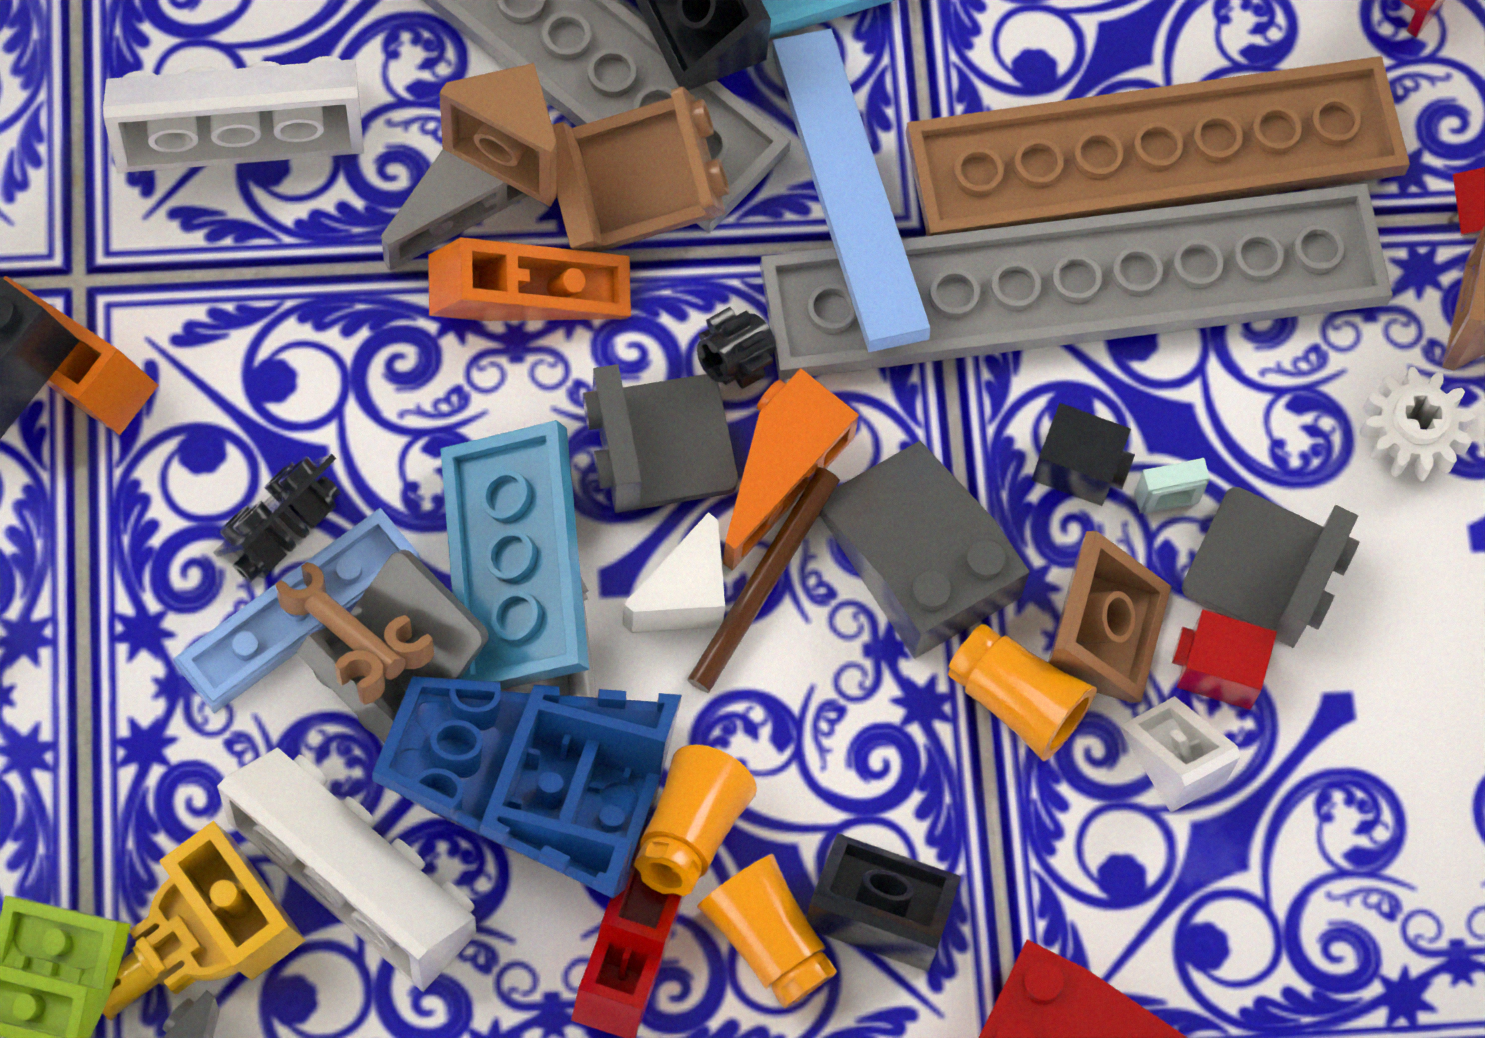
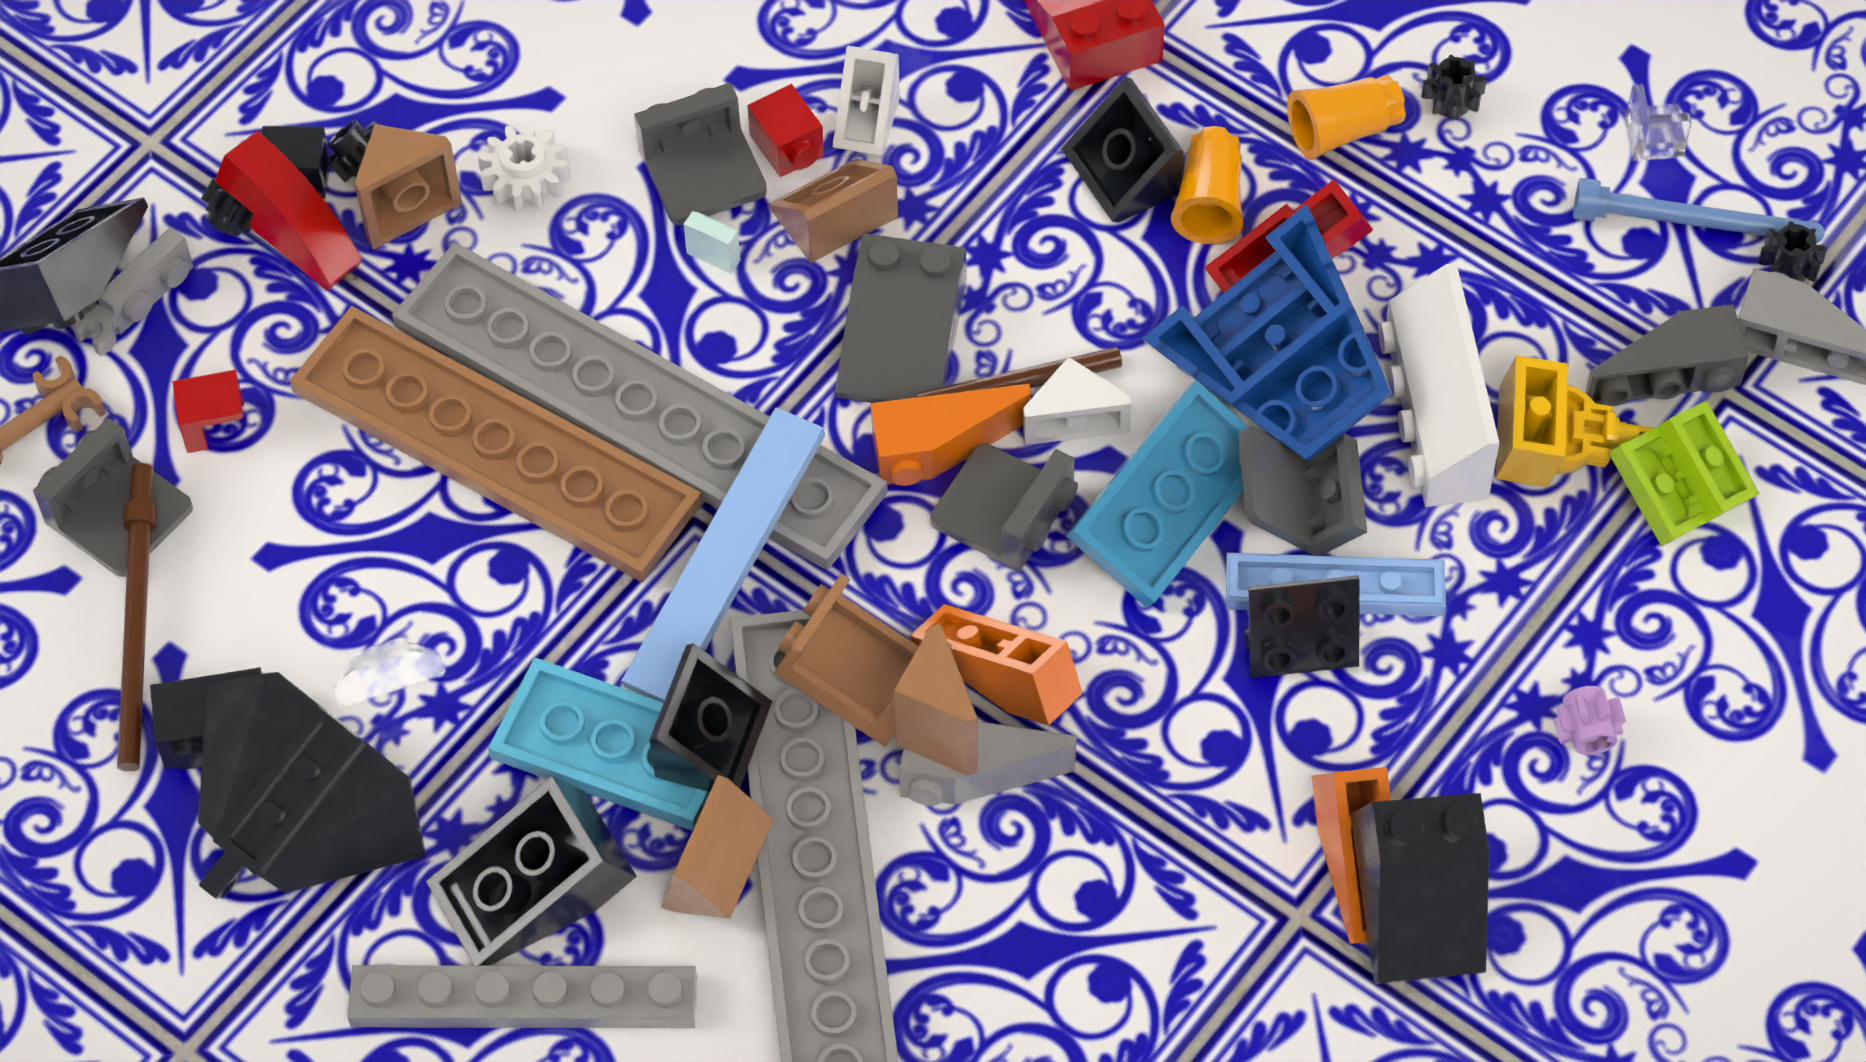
camera: 130 degrees left, 10 degrees down
(233, 115) = (1096, 917): white slope -> none
(371, 654) = (1318, 470): medium nougat bar -> none
(694, 815) = (1206, 259): light orange plant -> none
(736, 347) = (902, 515): black gear -> none
(1021, 689) = (927, 190): light orange plant -> none
(1083, 455) = (748, 298): black brick -> none

